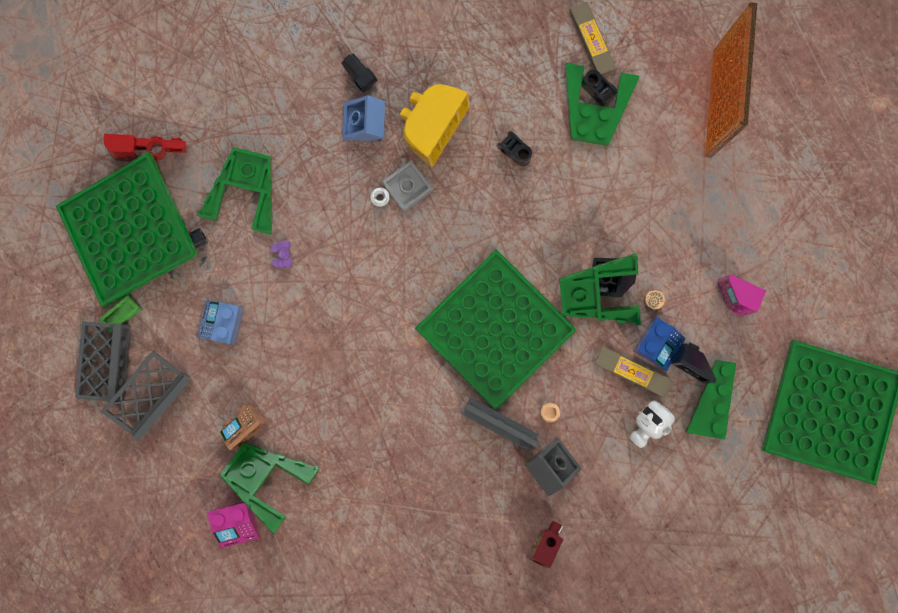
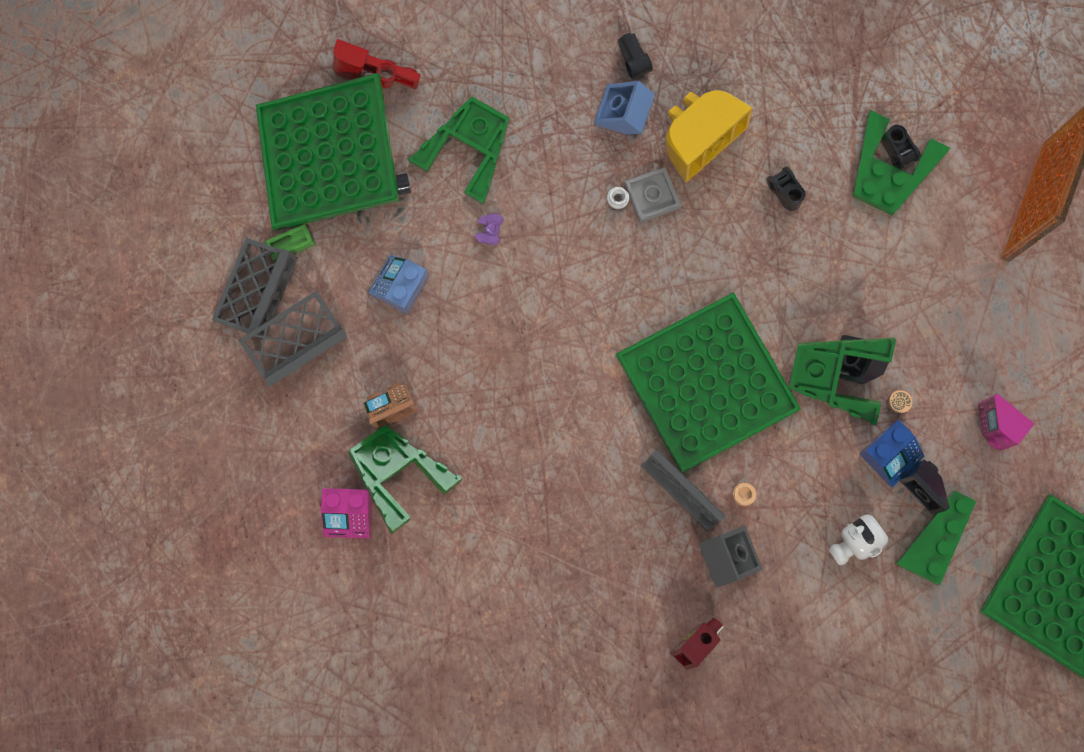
camera: 15 degrees right, 5 degrees down
(592, 38) = (907, 92): dark tan tile -> none
(633, 372) = (853, 476): tile -> none

